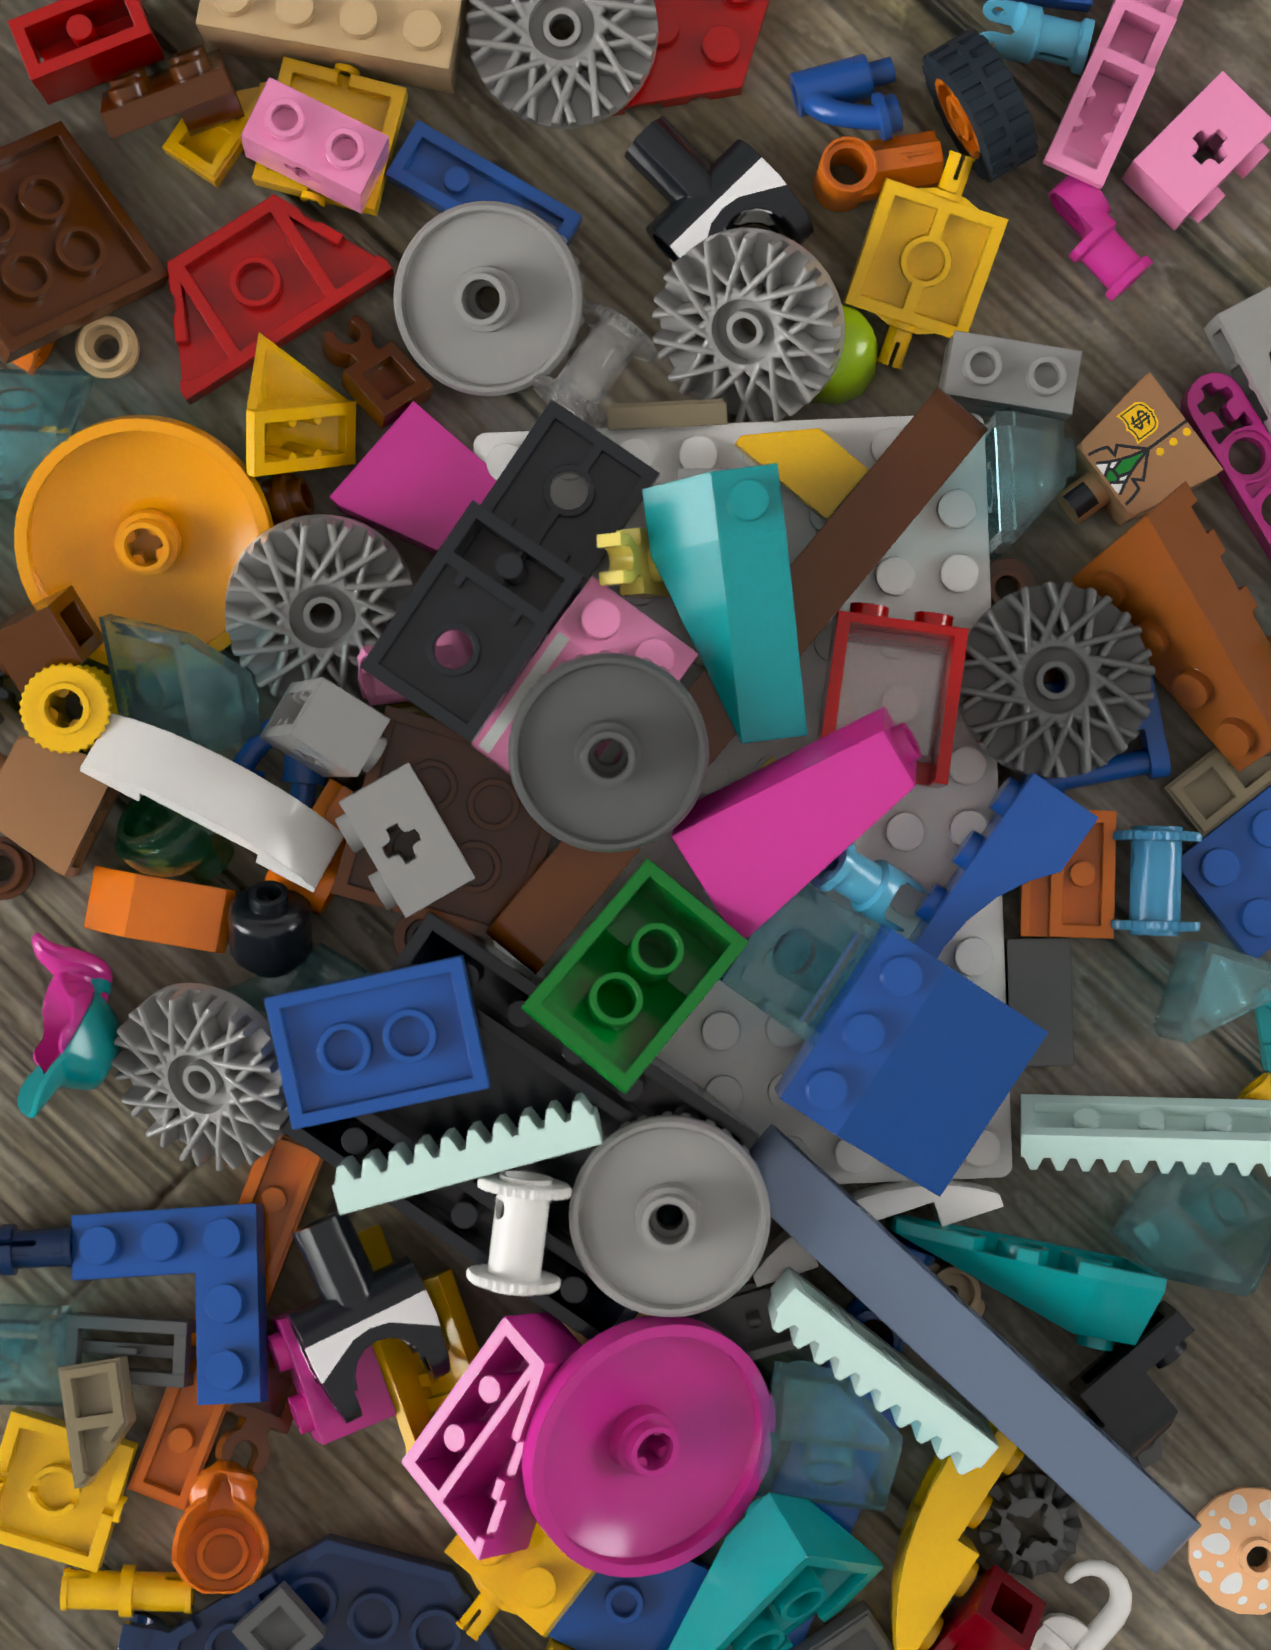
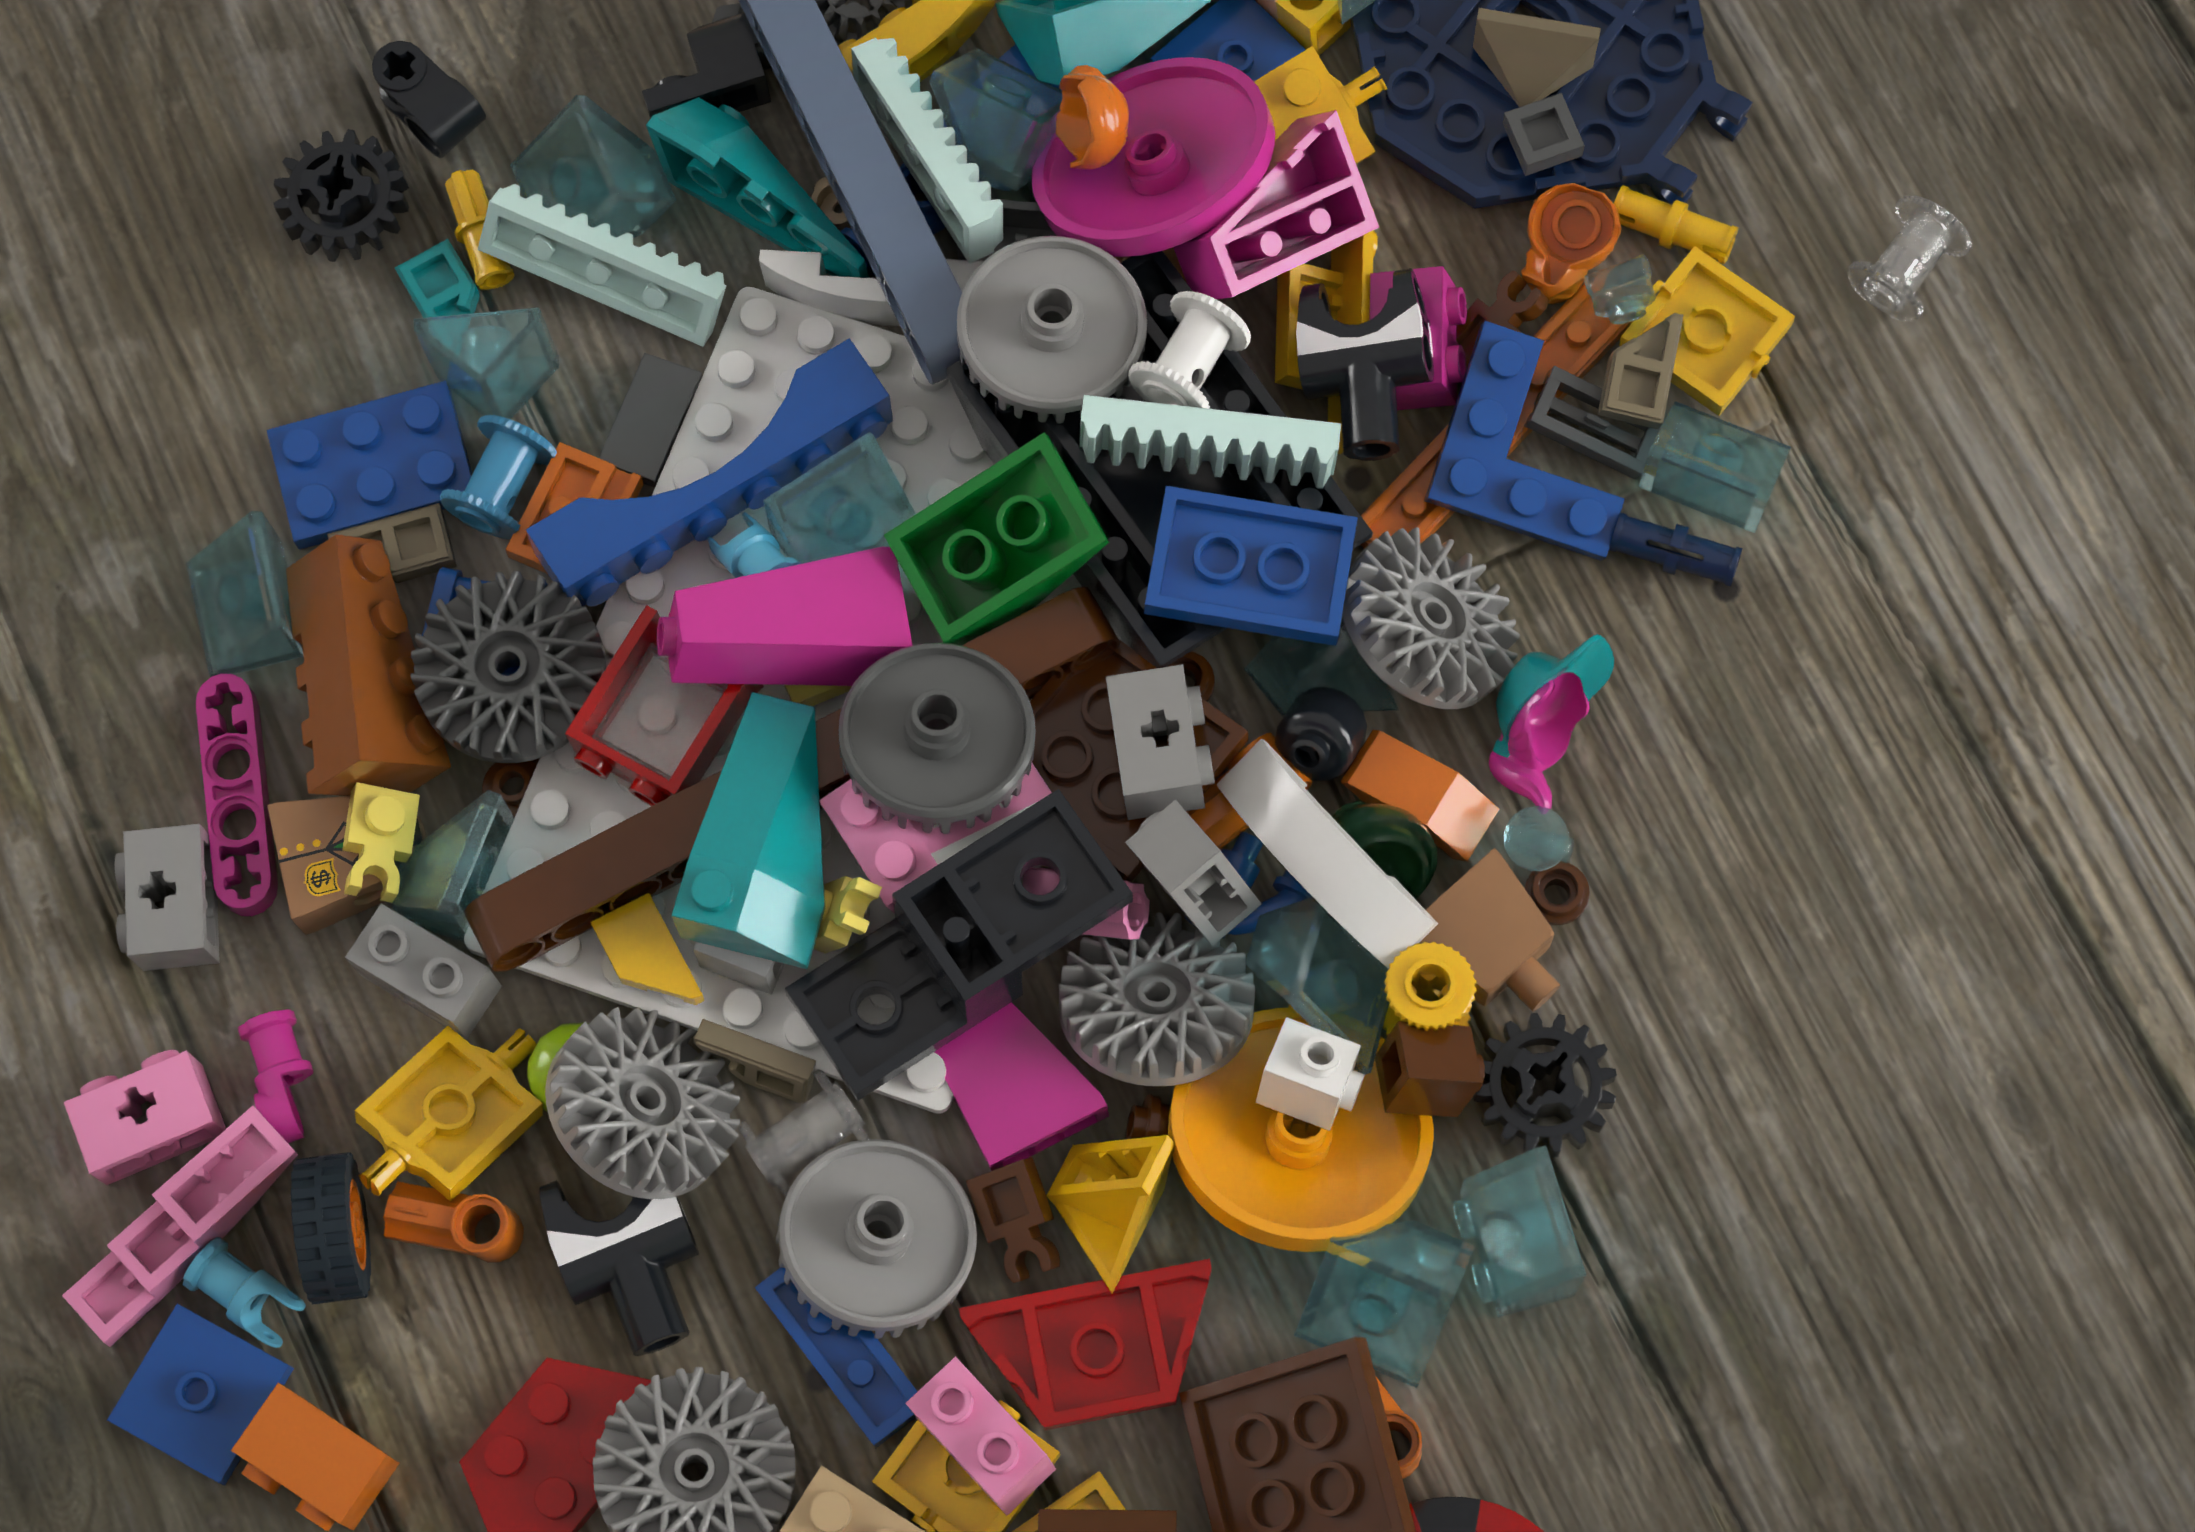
camera: 150 degrees left, 15 degrees down
(33, 905) = (1537, 839): none -> clear light blue plate
(94, 334) = (1266, 1327): tan plate -> none
(145, 1493) = (1622, 290): none -> clear light blue plate
(147, 586) = (1310, 1074): none -> white brick
(724, 1460) = (1091, 118): none -> orange hair
(833, 88) = (446, 1323): blue plant -> none
(910, 1061) = (788, 385): blue slope -> none
(1106, 482) = (381, 832): none -> light yellow plate

